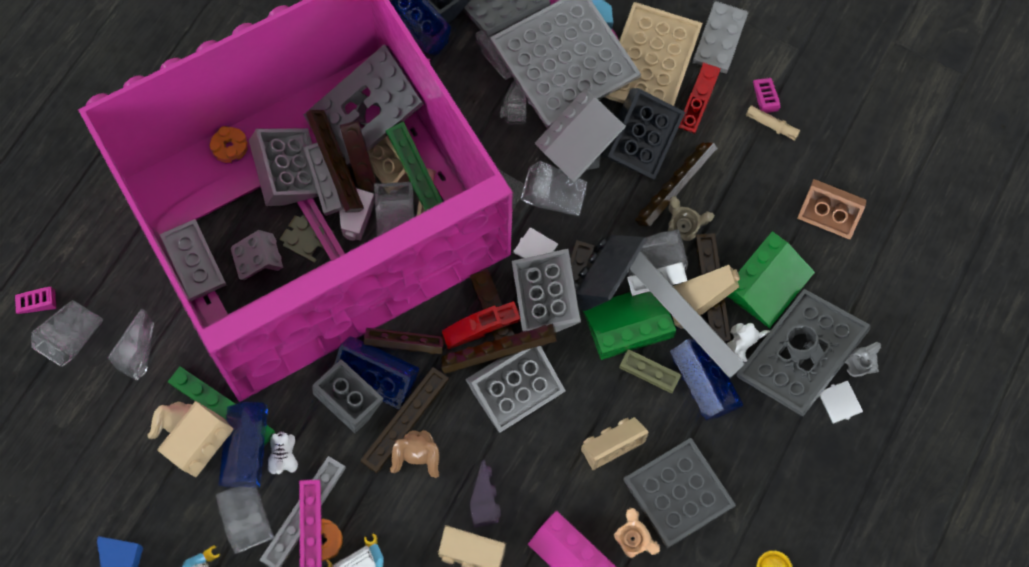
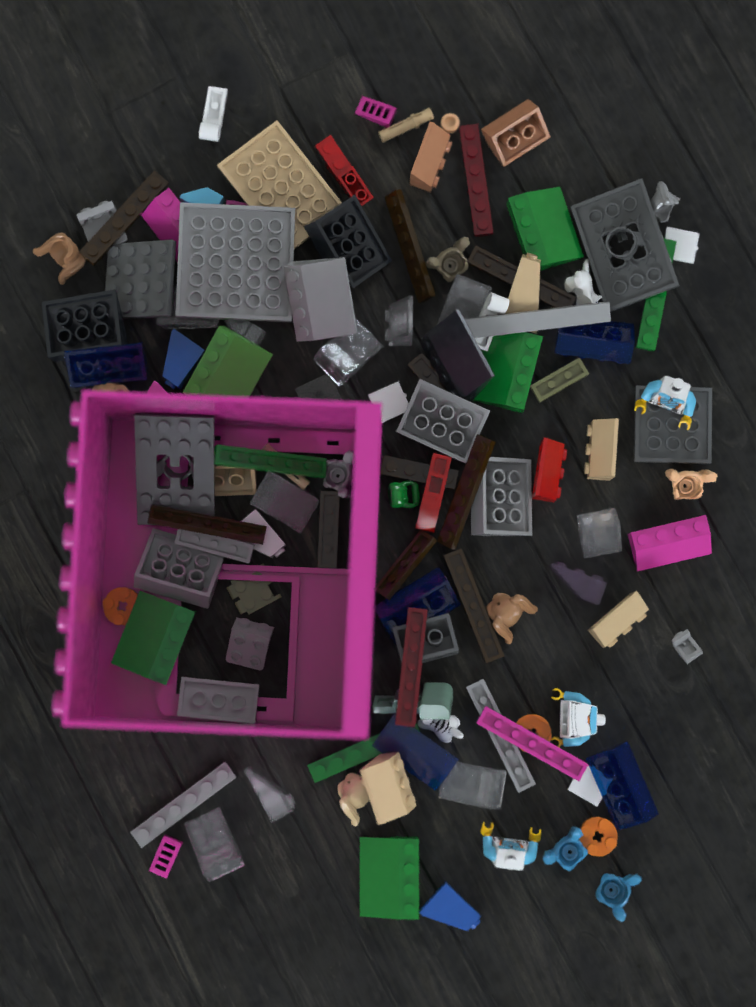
camera: 55 degrees left, 15 degrees up
(88, 289) = (183, 804): none -> light grey plate
(119, 496) = (389, 877): none -> green slope
(215, 179) = (152, 637): none -> green slope
(294, 434) = (433, 704): none -> sand green plate
(313, 391) = (411, 667): none -> dark red plate
(358, 156) = (217, 501): dark brown plate -> none
(461, 70) = (180, 360): none -> blue slope
(461, 300) = (399, 497): none -> green piece
(483, 102) = (228, 366): none -> bright green slope
(539, 487) = (599, 532): none -> clear slope
(564, 407) = (549, 470): none -> red slope
(607, 213) = (400, 322): none -> clear slope
(702, 469) = (671, 395): none -> torso
(720, 36) = (294, 111): light grey plate -> none
(759, 152) = (430, 158): none -> nougat slope
(768, 203) = (476, 180): none -> dark red plate
(772, 412) = (653, 312): none -> green plate
(800, 155) = (450, 123): none -> light nougat tile

